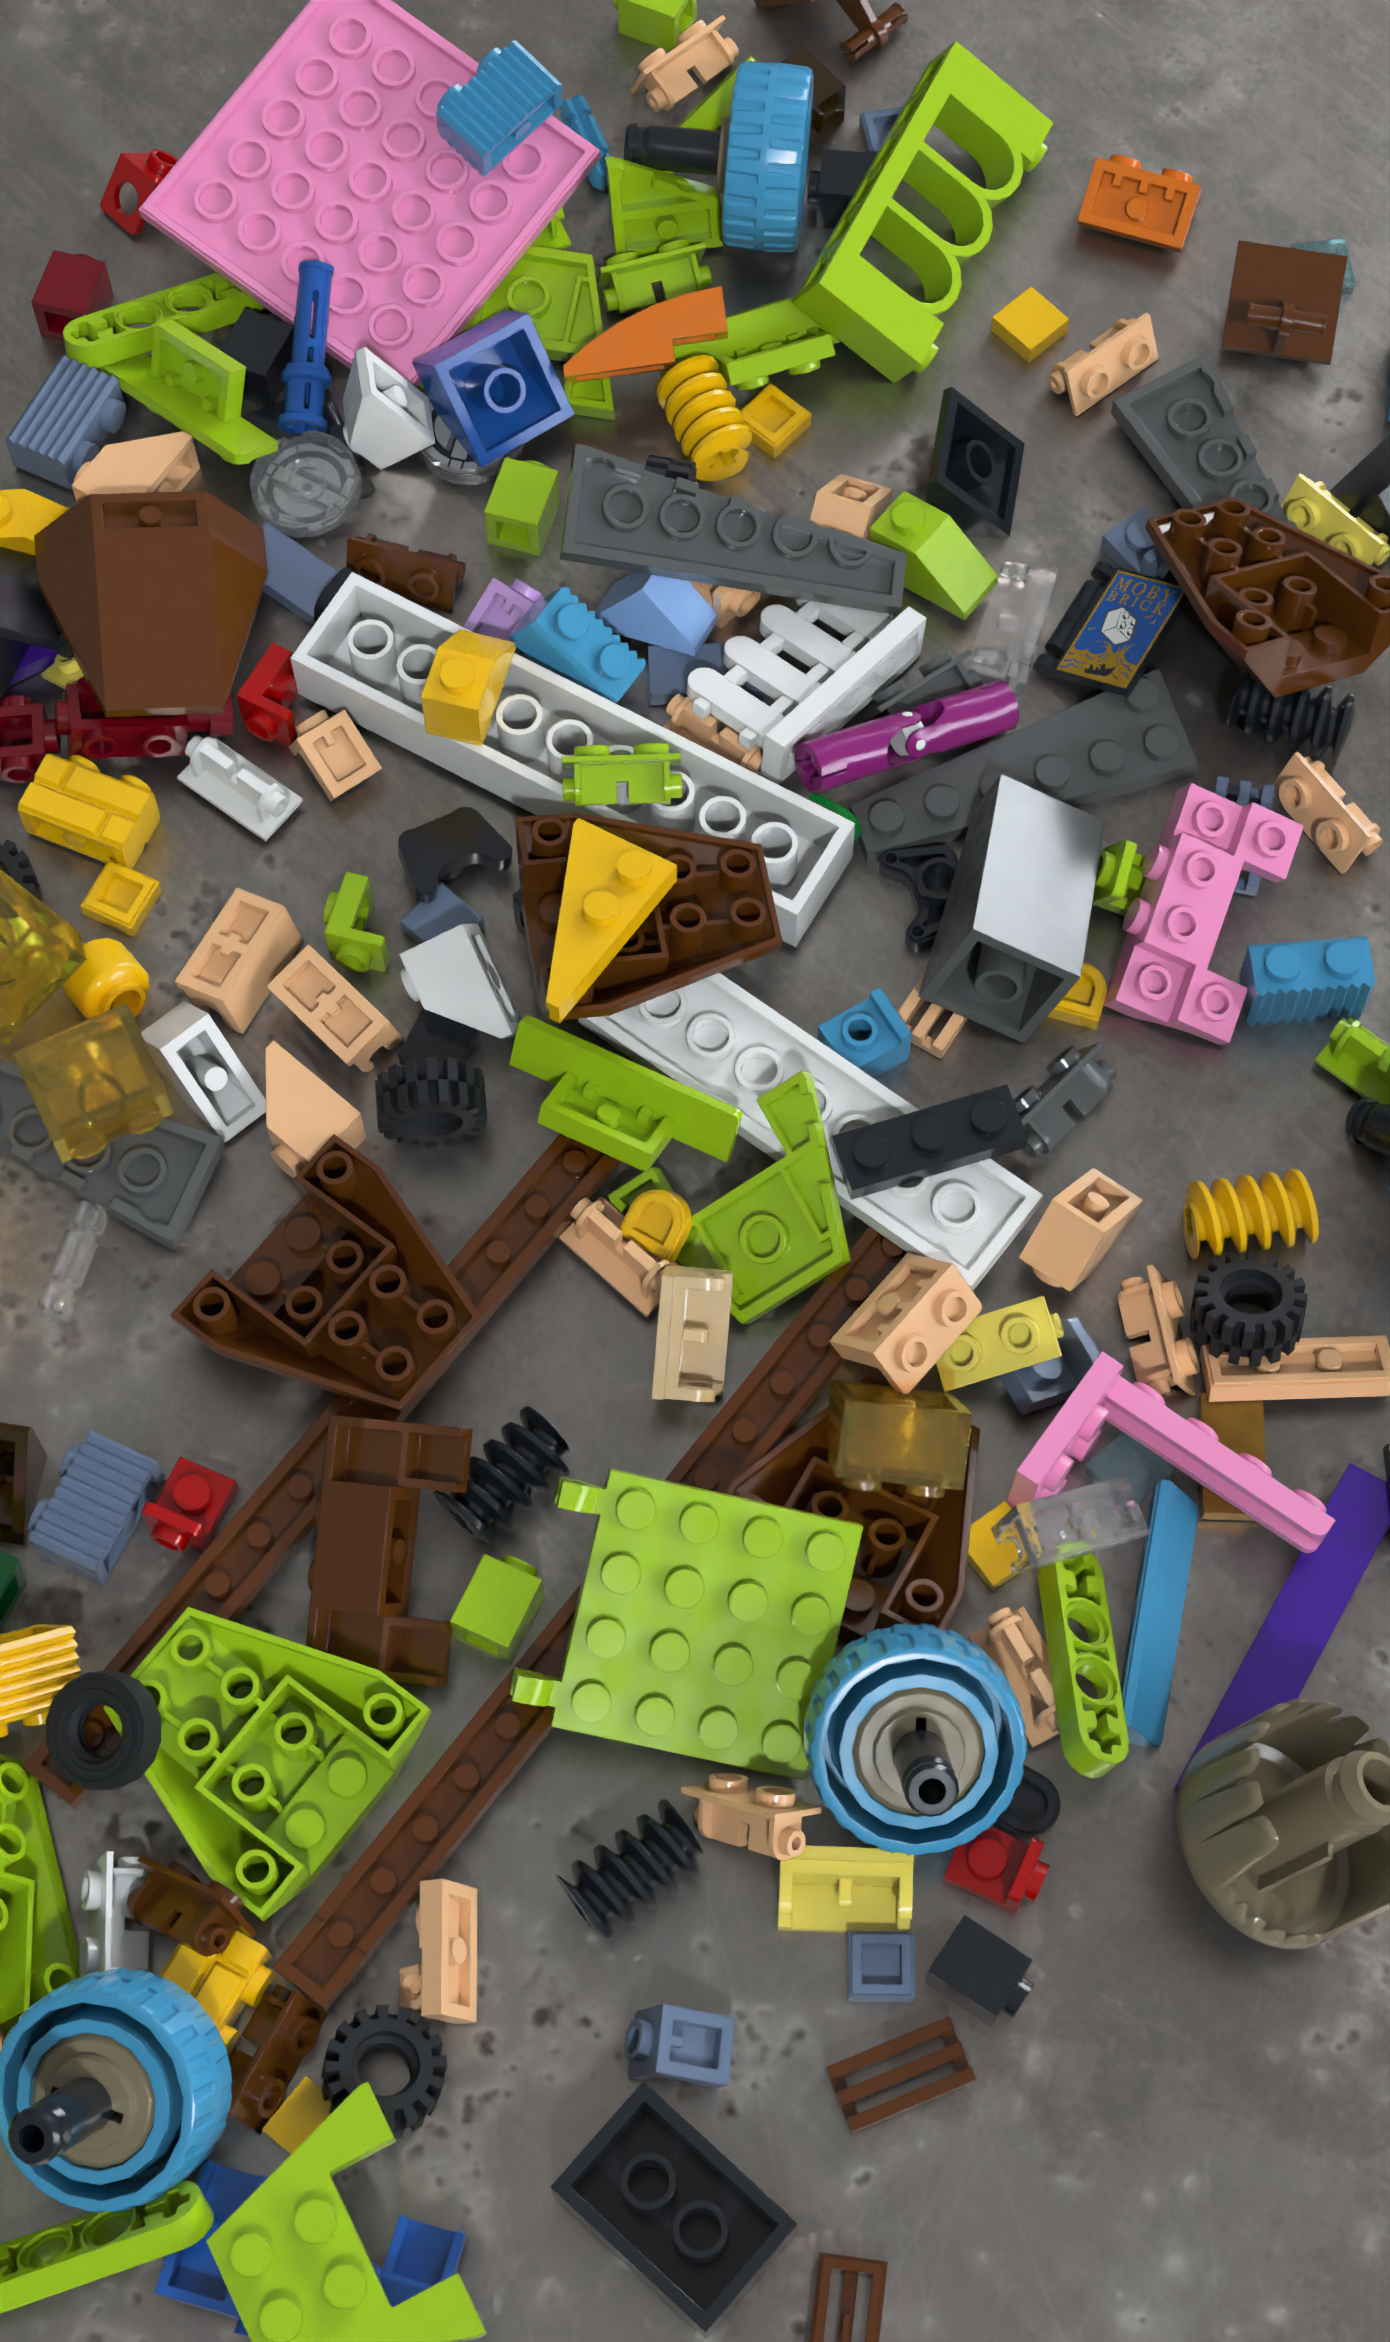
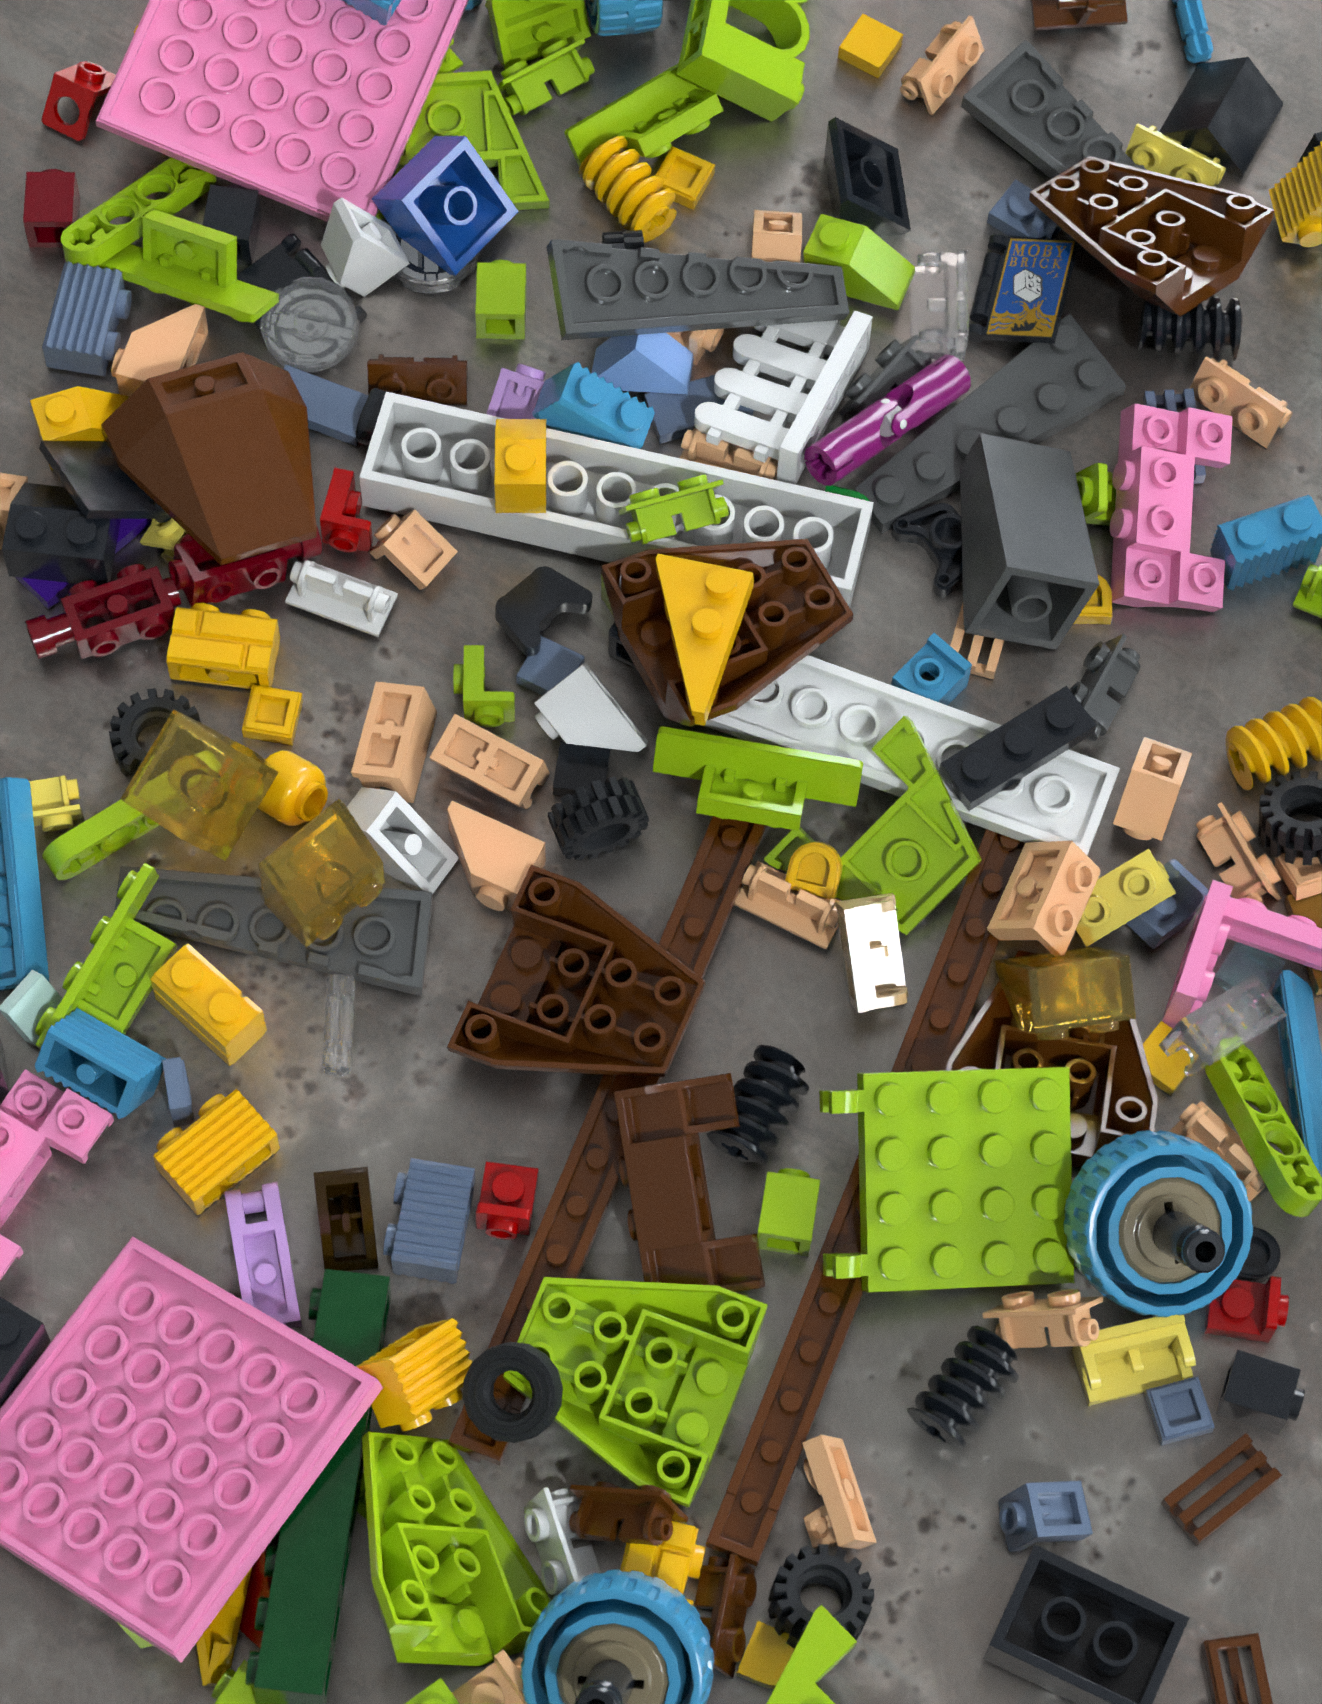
camera: 20 degrees left, 0 degrees up
(302, 376) = (284, 230): blue pin -> none
(647, 338) = (570, 131): orange slope -> none

